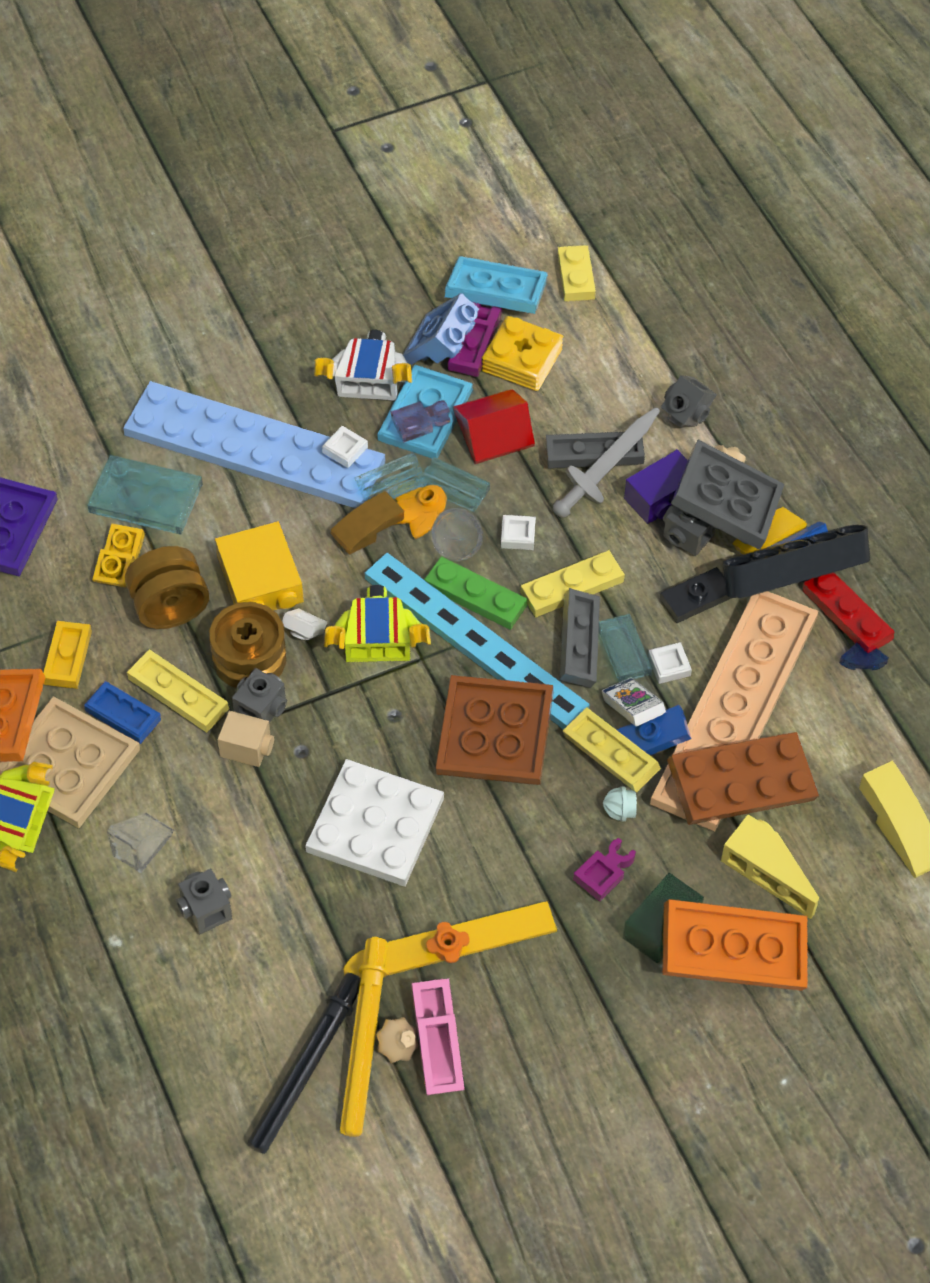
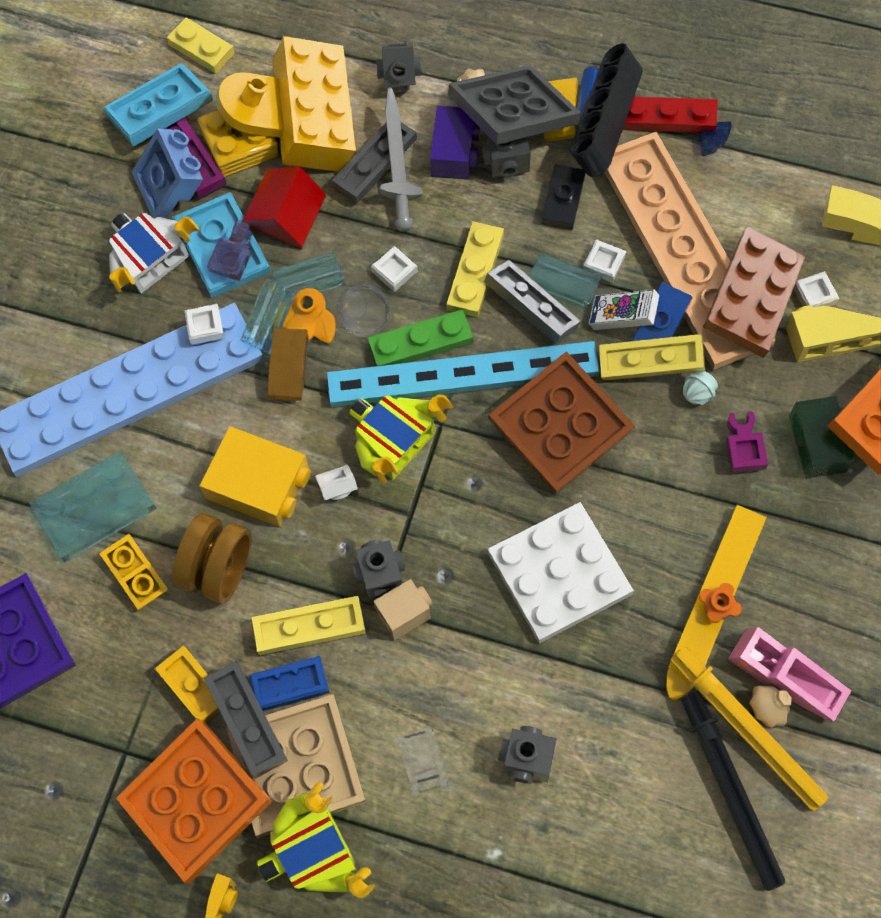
camera: 45 degrees left, 10 degrees up
(66, 699) = (245, 720): none -> dark grey plate
(247, 639) = (301, 536): pearl gold wheel -> none
(577, 366) = (301, 104): none -> yellow brick
(797, 828) = (816, 291): none -> white tile

